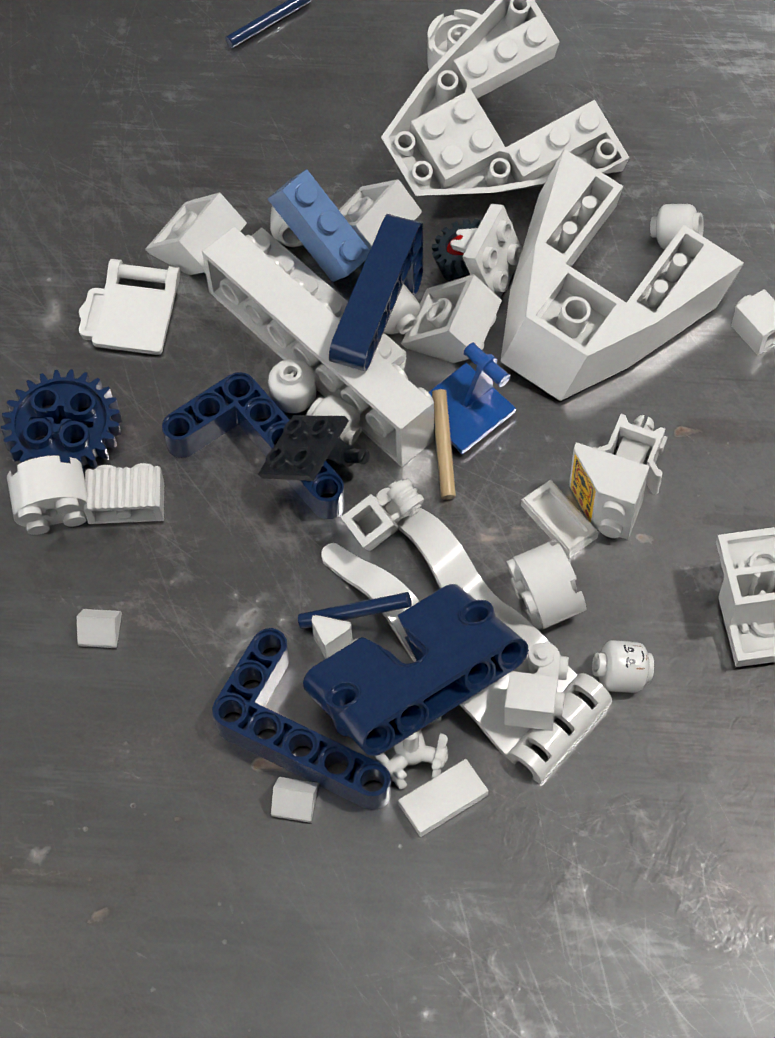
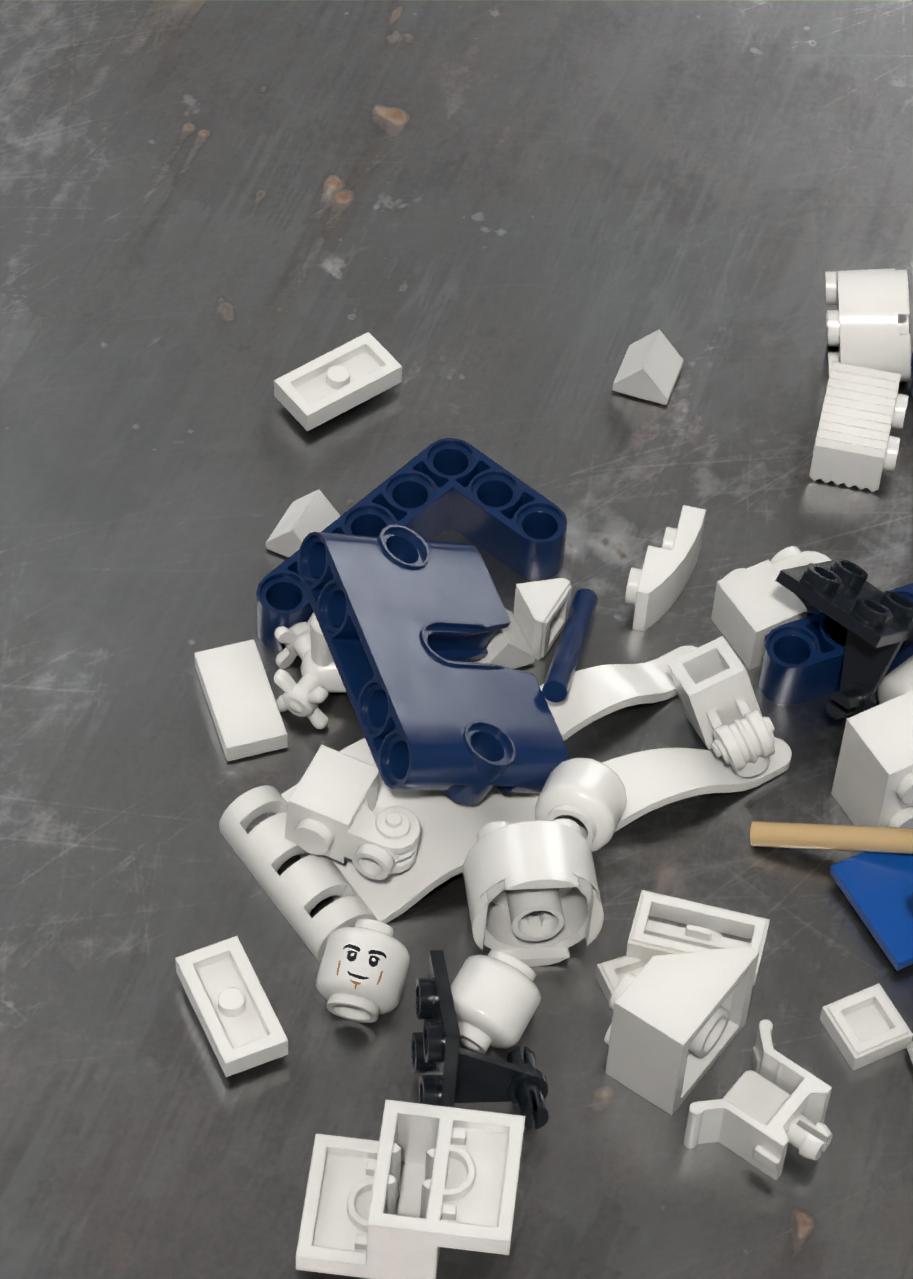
camera: 100 degrees right, 10 degrees down
(161, 811) = (337, 381): none -> white plate
(286, 577) = (666, 569): none -> white slope
(287, 519) = (752, 603): none -> white brick
(479, 572) = (585, 794): none -> white head
(539, 529) = (658, 938): none -> white tile
(556, 420) = (866, 1026): none -> white tile
(618, 595) = (494, 1000): none -> white head
(668, 733) = (231, 1006): none -> white plate
(677, 596) = (461, 1074): none -> black plate

